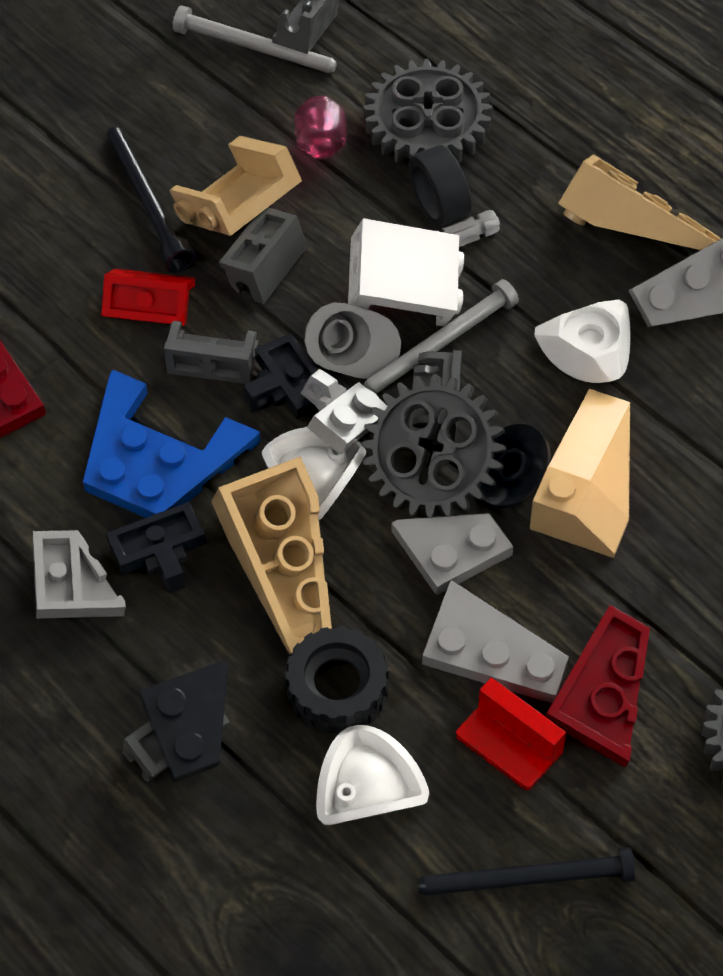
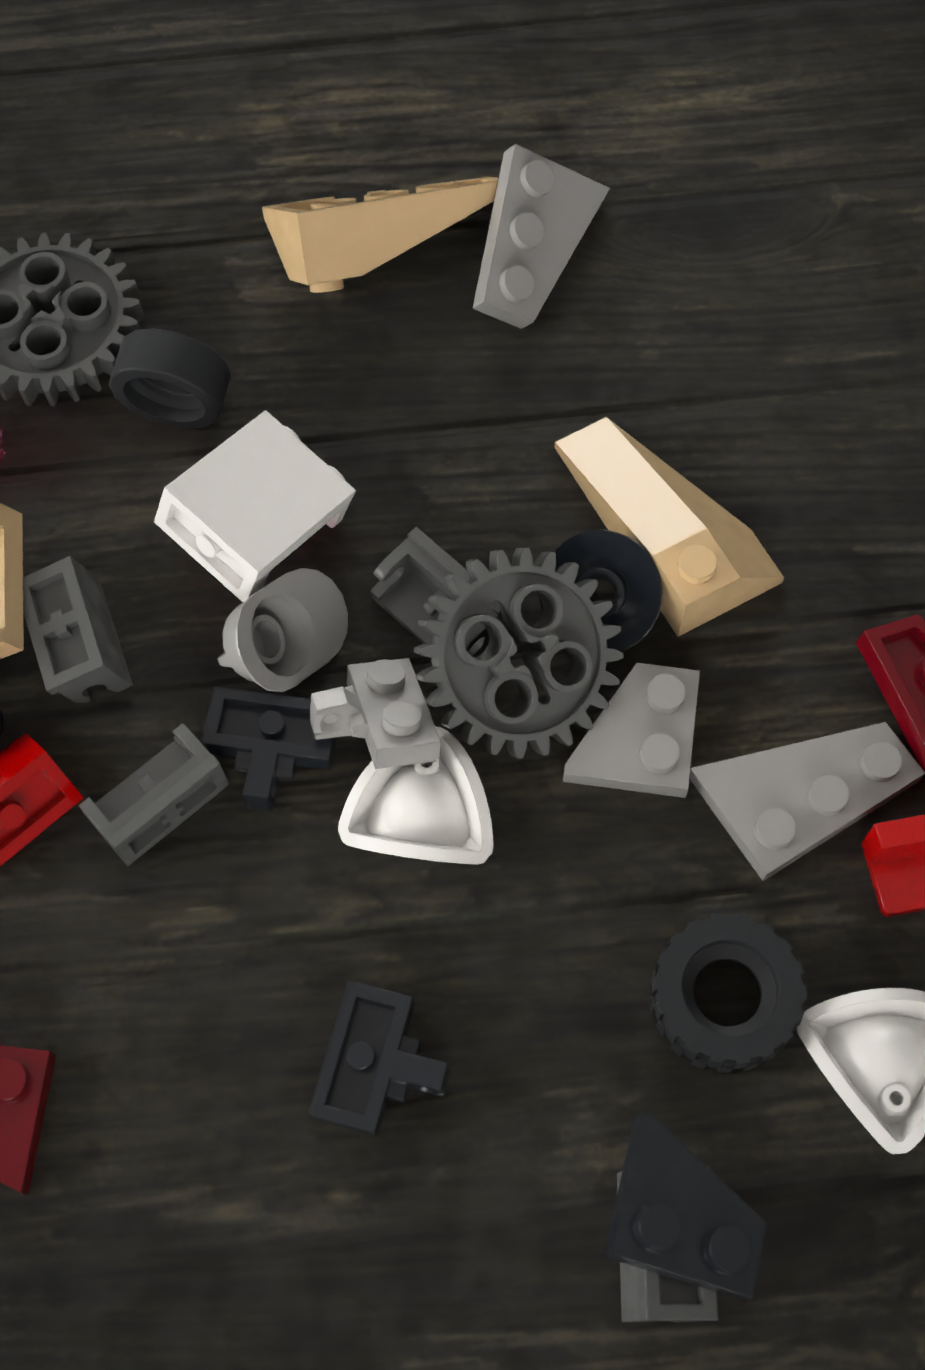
camera: 50 degrees left, 10 degrees up
(70, 579) = (331, 1208): light grey wing -> none
(149, 469) = (245, 993): blue wing -> none
(278, 542) = (492, 921): tan wedge -> none
(470, 229) = (240, 399): light grey axle -> none
(502, 296) = (362, 431): light grey bar -> none
(589, 341) = (500, 396): white hat -> none

